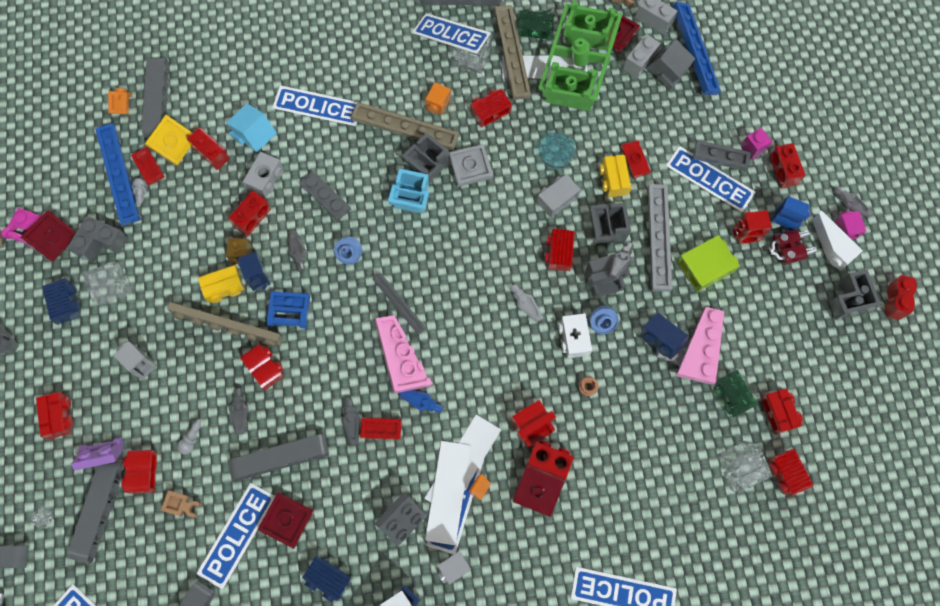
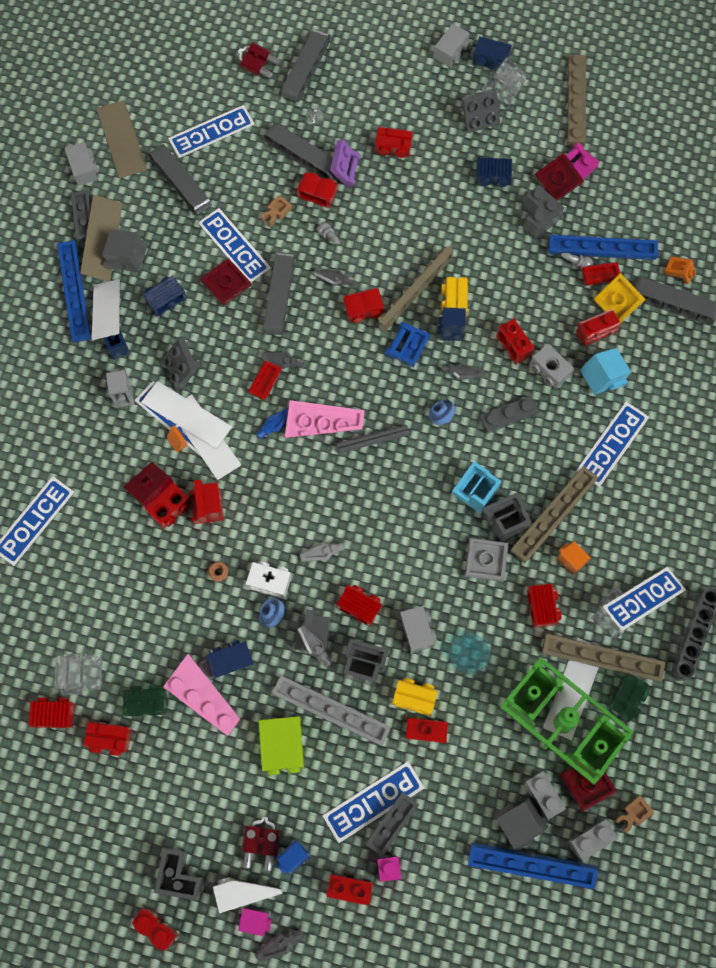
camera: 115 degrees right, 0 degrees up
(107, 283) = (495, 209): clear plate -> none
(134, 360) = (411, 208): light grey brick -> none
(237, 248) = (480, 321): pearl gold brick -> none
(752, 227) = (296, 805): red brick -> none

